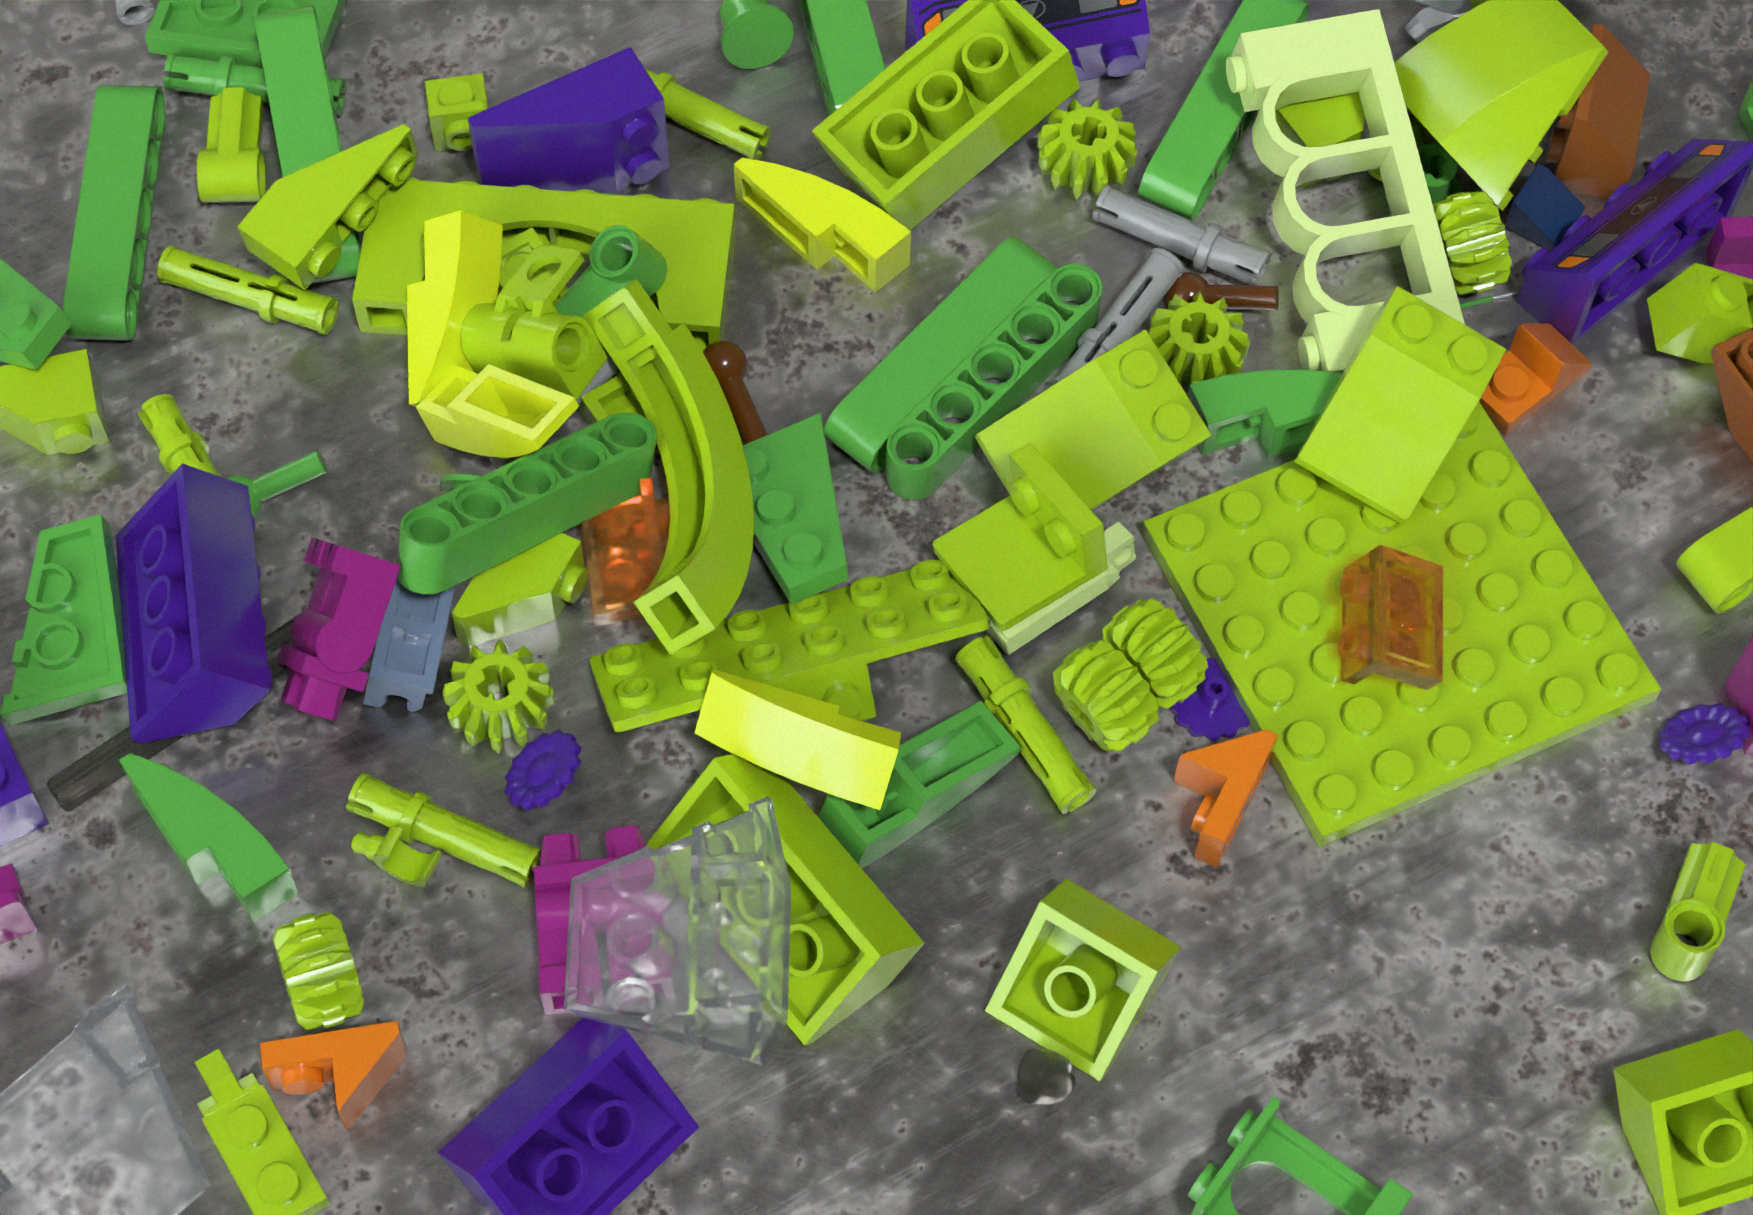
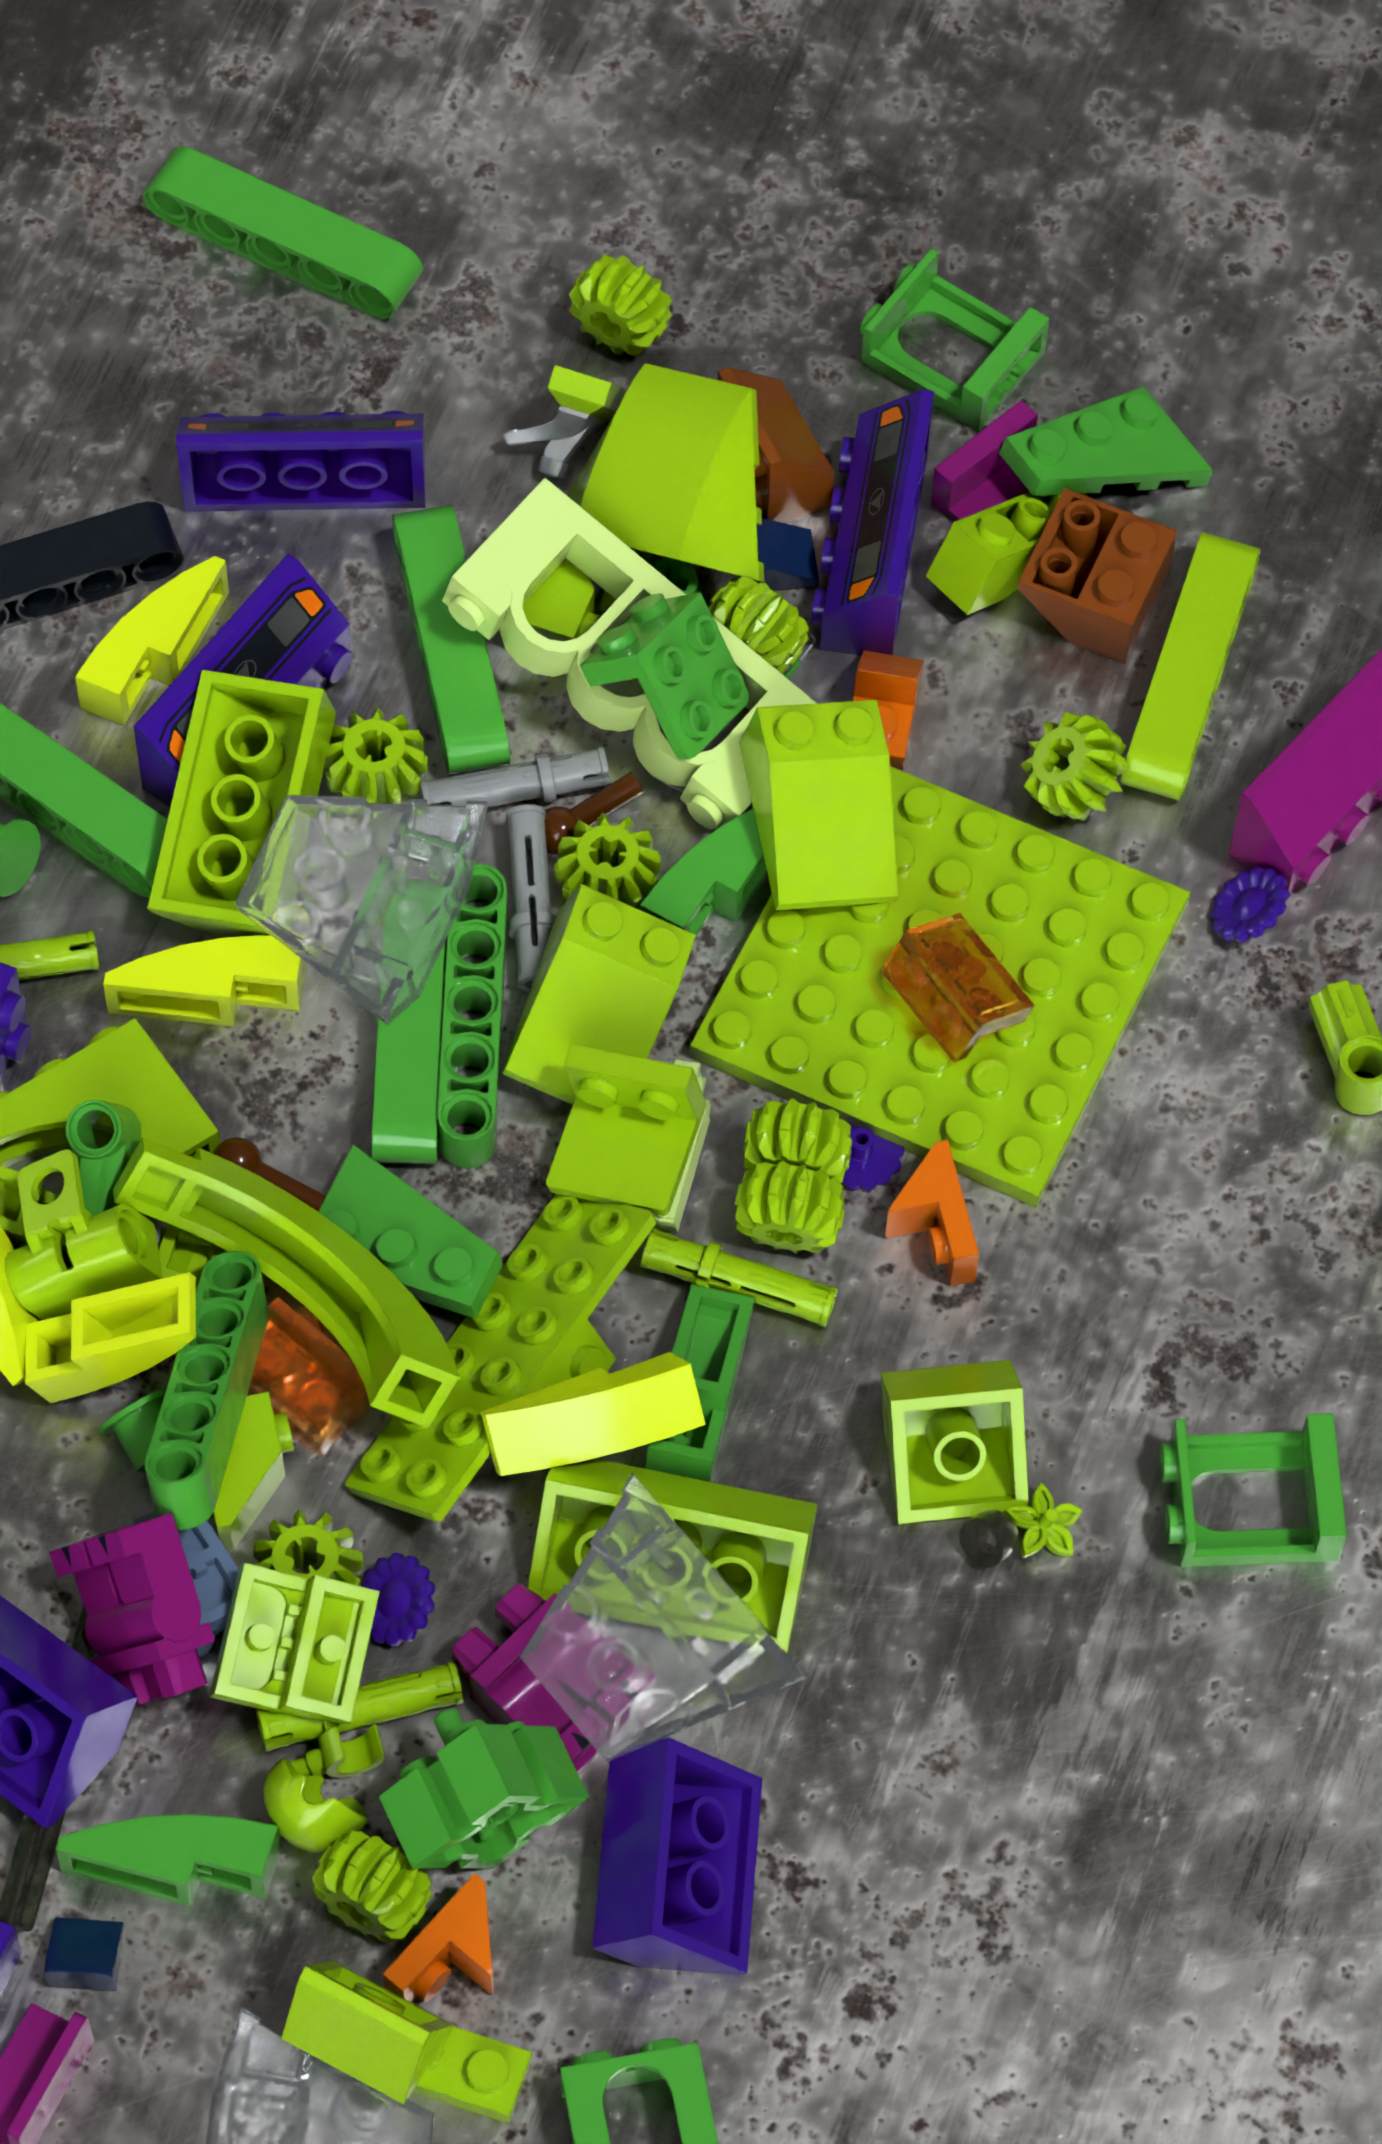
camera: 40 degrees left, 0 degrees up
(84, 857) = (84, 1954): none -> dark blue slope
(205, 1070) = (363, 2029): none -> lime slope
(329, 873) = (303, 1814): none -> lime hair
(424, 740) = (294, 1644): none -> lime slope
(450, 961) = (481, 1793): none -> bright green brick
(976, 225) = (365, 890): none -> clear wedge
(1102, 1101) = (1045, 1524): none -> lime plant
(1363, 221) = (680, 665): none -> bright green bracket
(1643, 521) = (1075, 766): none -> lime gear

